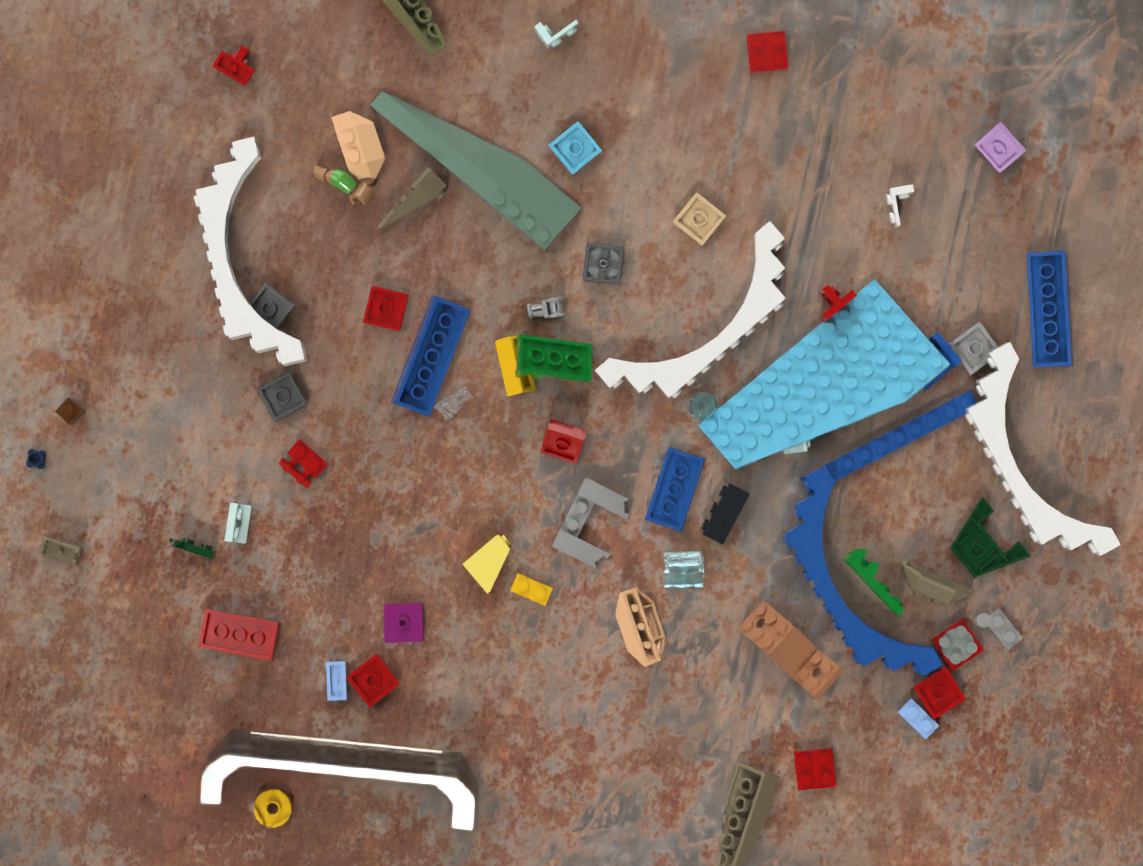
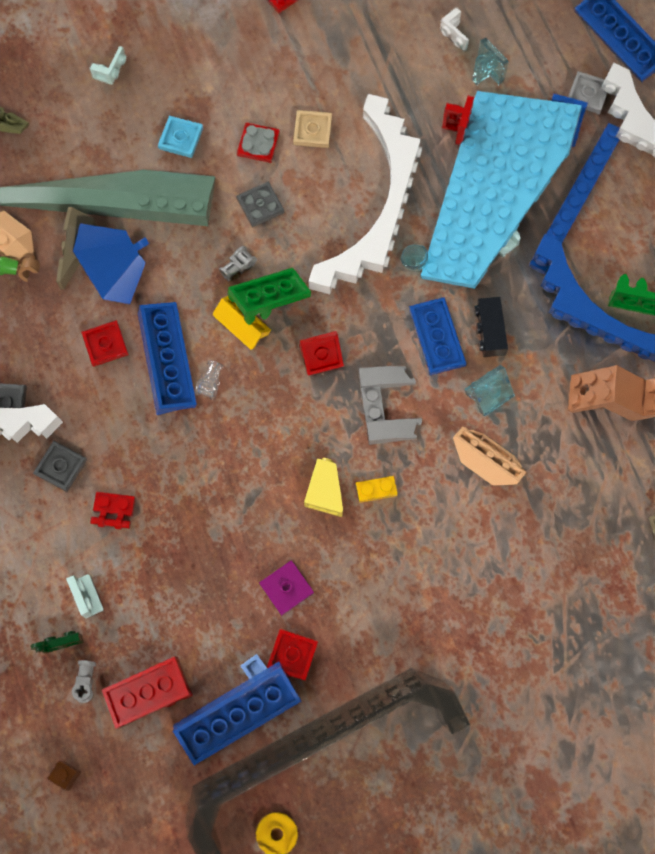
camera: 30 degrees left, 15 degrees down
(137, 656) = (64, 775): none -> reddish brown brick
(196, 592) = (84, 681): none -> light grey connector
(299, 697) = (236, 713): none -> blue arch
(436, 237) = (110, 261): none -> blue panel
(642, 199) = (258, 142): none -> light grey piece
(901, 261) = (489, 63): none -> clear light blue bracket

